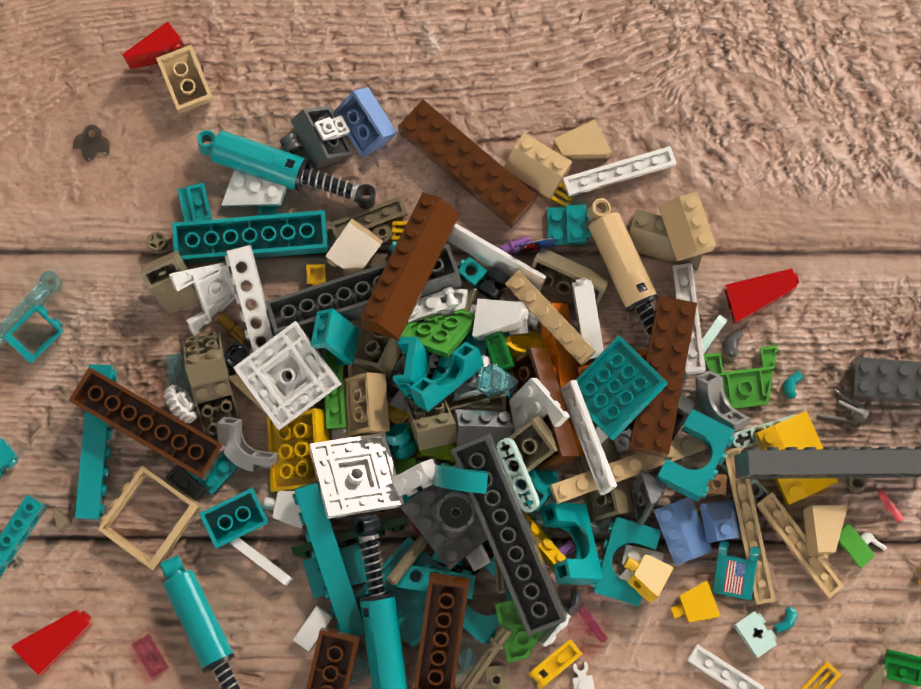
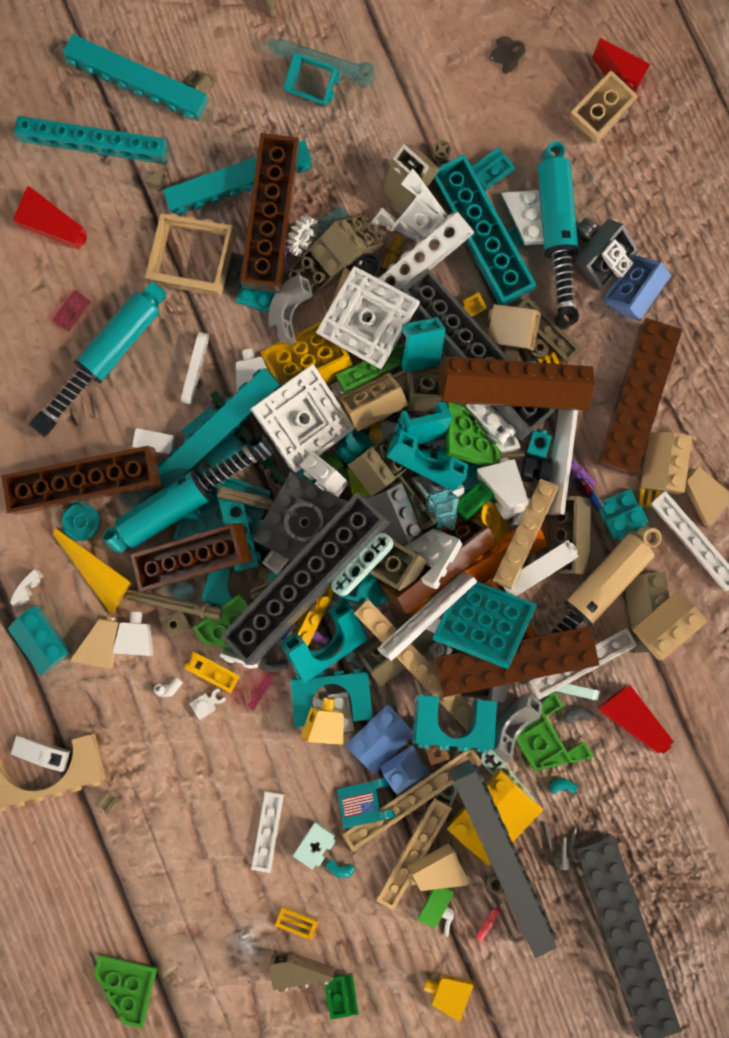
camera: 65 degrees right, 5 degrees up
(234, 517) = (221, 328): teal slope -> none
(460, 479) = (333, 513): teal arch -> none
(646, 495) = (398, 691): dark grey slope -> none
(696, 604) = (319, 779): yellow torso -> none

